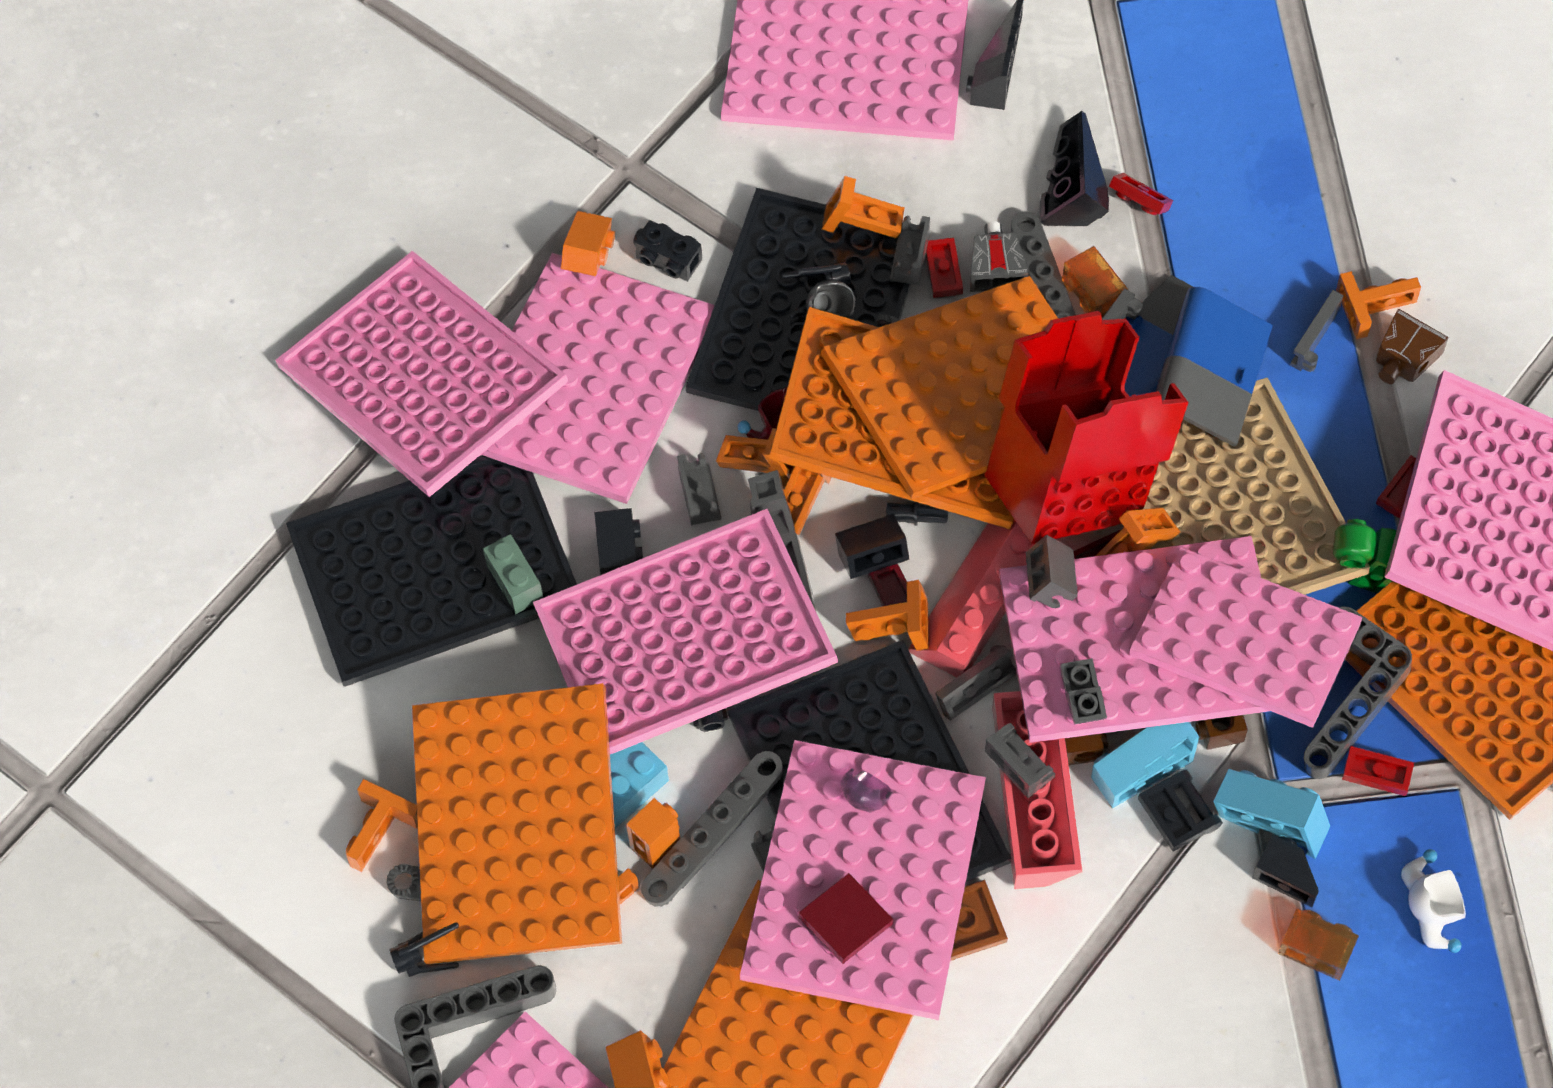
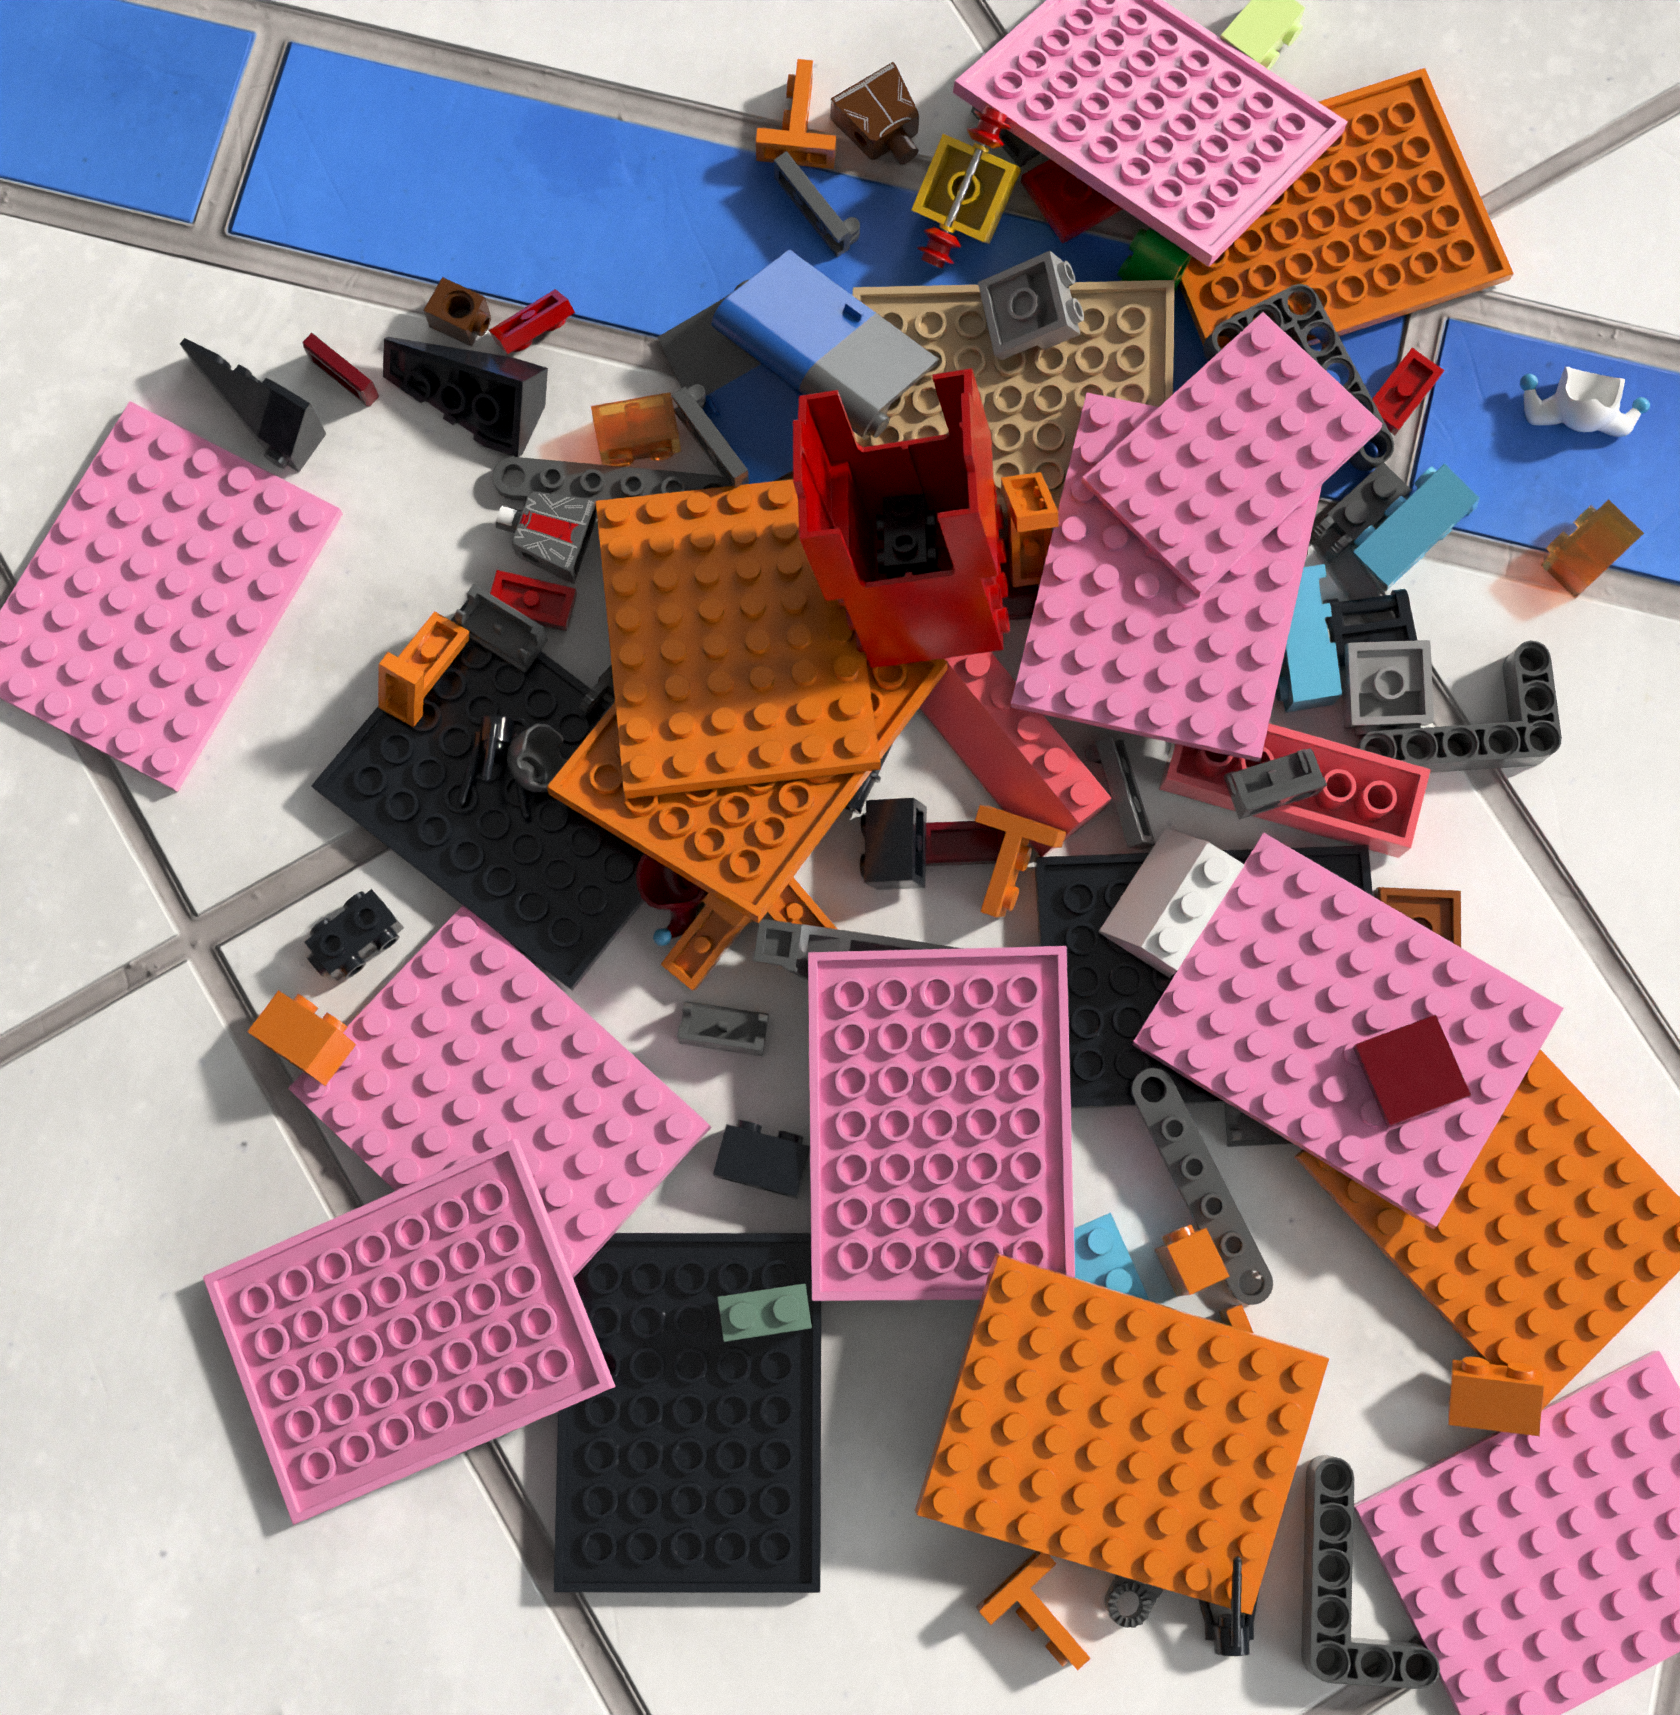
camera: 75 degrees left, 15 degrees up
(865, 791) = (1253, 980): clear purple hair -> none
(907, 732) = (1171, 900): none -> white slope
(1049, 96) = (340, 370): none -> dark red tile
(1051, 572) = (1055, 642): dark grey hinge -> none
(1082, 691) = (1235, 671): dark grey slope -> none
(1127, 138) = (453, 297): none -> reddish brown brick
(1129, 909) = (1475, 737): none -> dark grey beam
(1136, 829) = (1387, 685): none -> light grey plate
(1266, 766) = (1360, 509): none -> dark grey hinge
(1287, 870) = (1488, 543): black slope -> none
(1300, 480) = (1031, 305): none -> light grey plate
(1354, 544) = (1148, 281): green head -> none
(1373, 415) = (965, 188): none -> yellow brick

